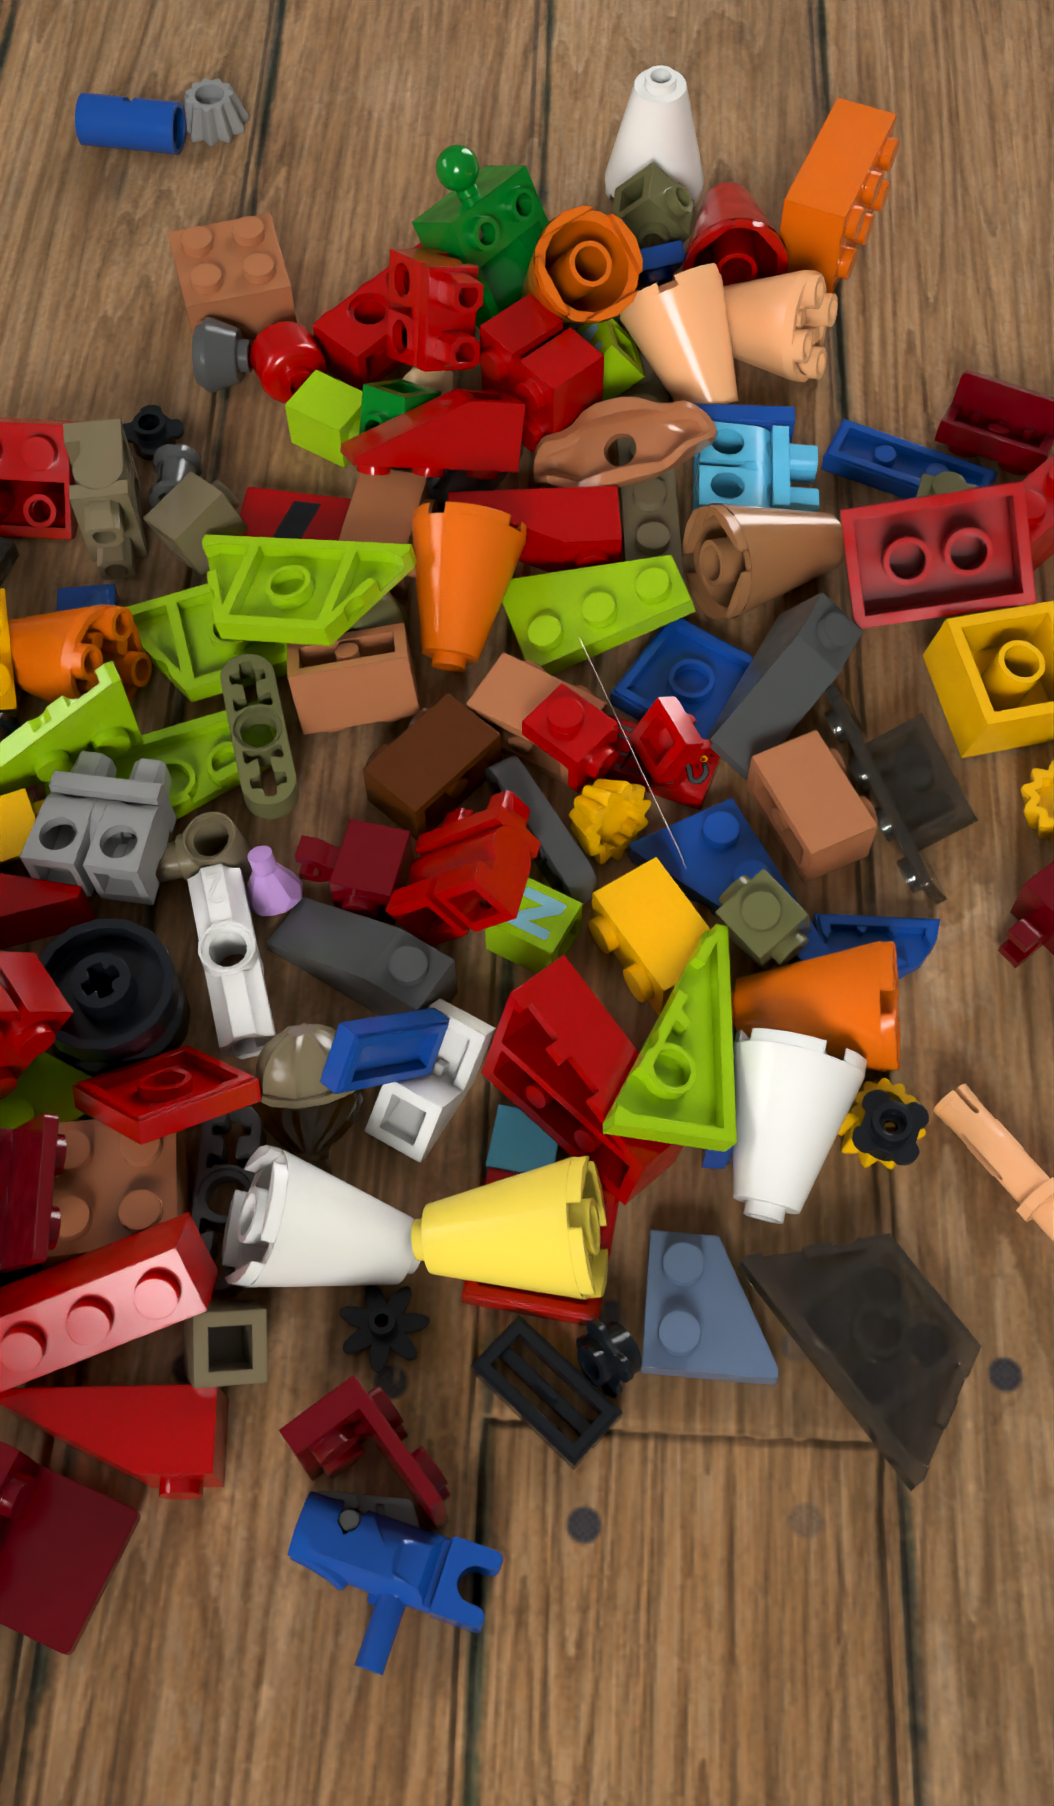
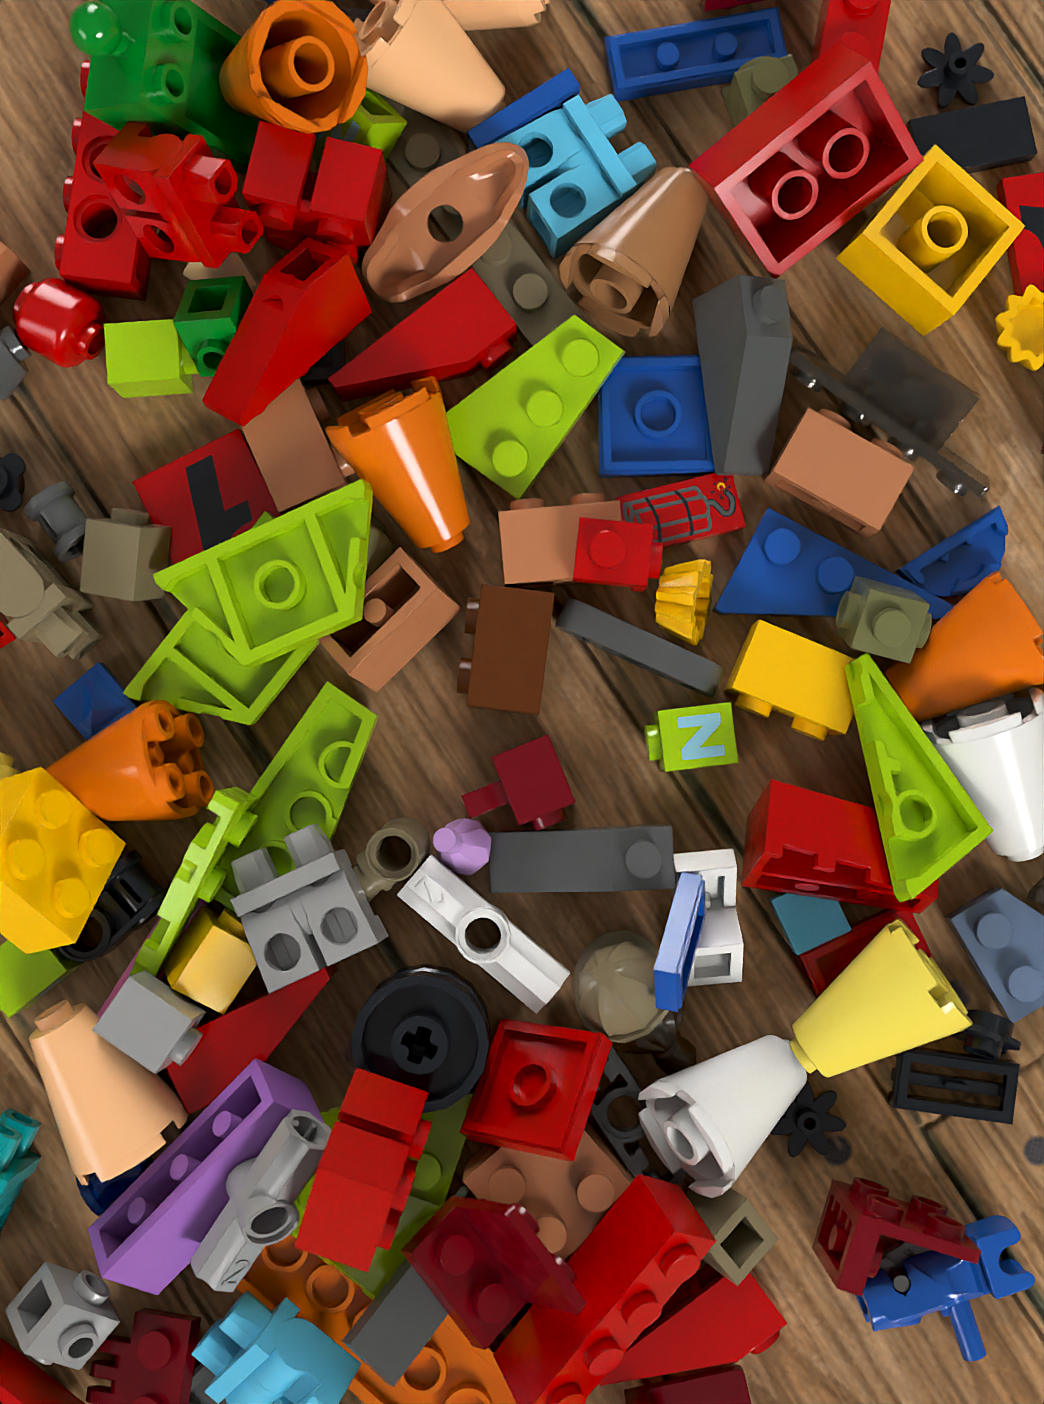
camera: 35 degrees left, 25 degrees up
(251, 758) = (309, 711): olive beam -> none
(464, 869) = (625, 739): red hips -> none
(632, 752) = (669, 529): sticker -> none
(667, 740) = (692, 500): red tile -> none

